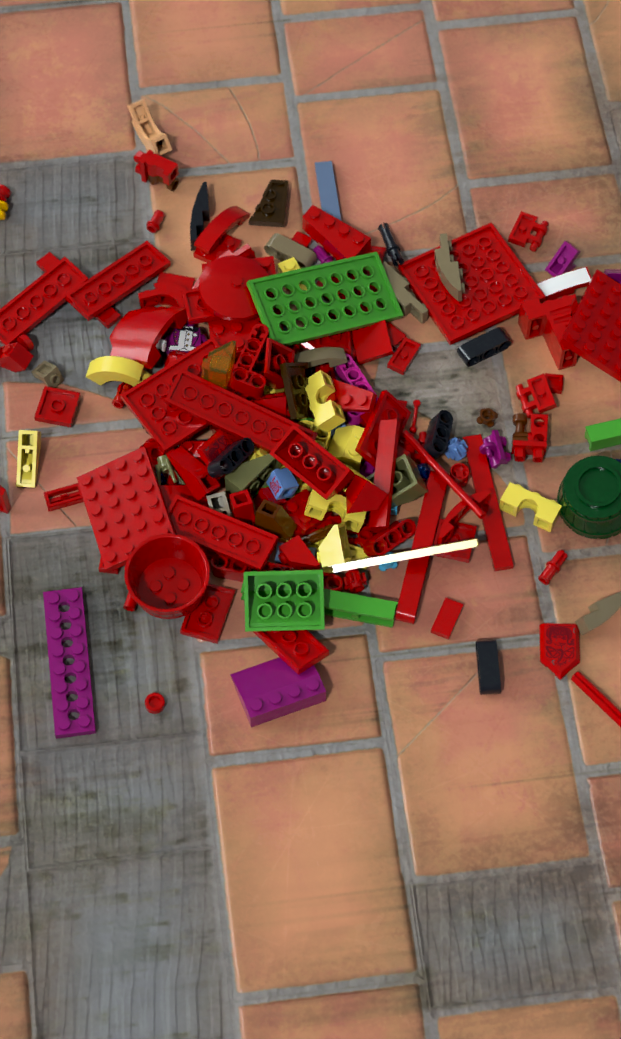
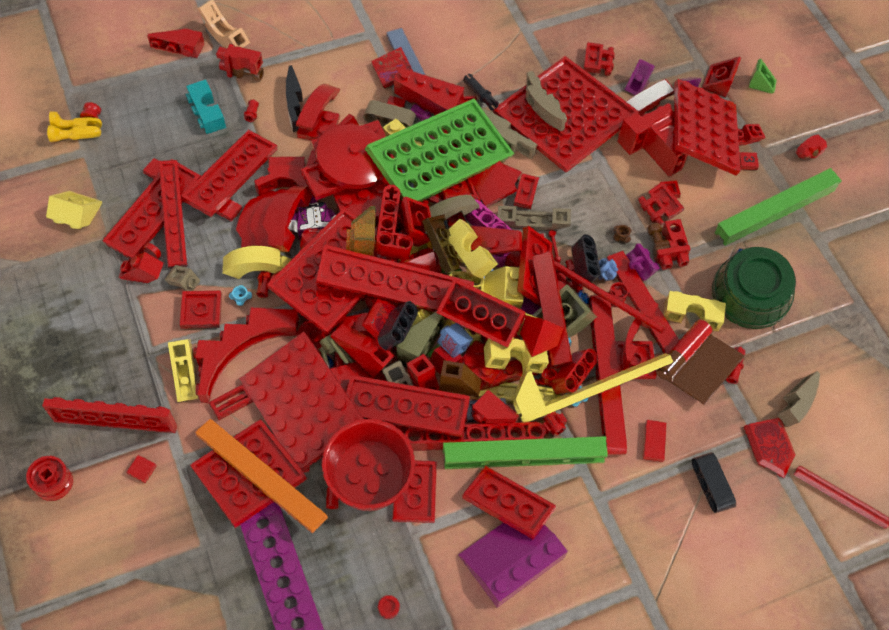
camera: 20 degrees left, 0 degrees up
(53, 310) = (172, 213): none -> red tile
(62, 561) = (231, 489): none -> red plate
(71, 564) = (261, 475): none -> orange tile
(97, 396) = (240, 290): none -> medium azure plate
(105, 136) = (180, 41): none -> red slope
(108, 433) = (259, 326): none -> red arch
(113, 220) = (209, 116): none -> teal arch
(272, 206) = (359, 77): dark brown wing -> none
(284, 600) = (495, 462): bright green slope -> none
(307, 196) = (389, 64): none -> red tile
(317, 535) = (505, 383): reddish brown axle -> none
(401, 386) = (538, 221): none -> dark tan slope
(484, 346) = (596, 168): black beam -> none
(514, 555) = (700, 362): none -> reddish brown door

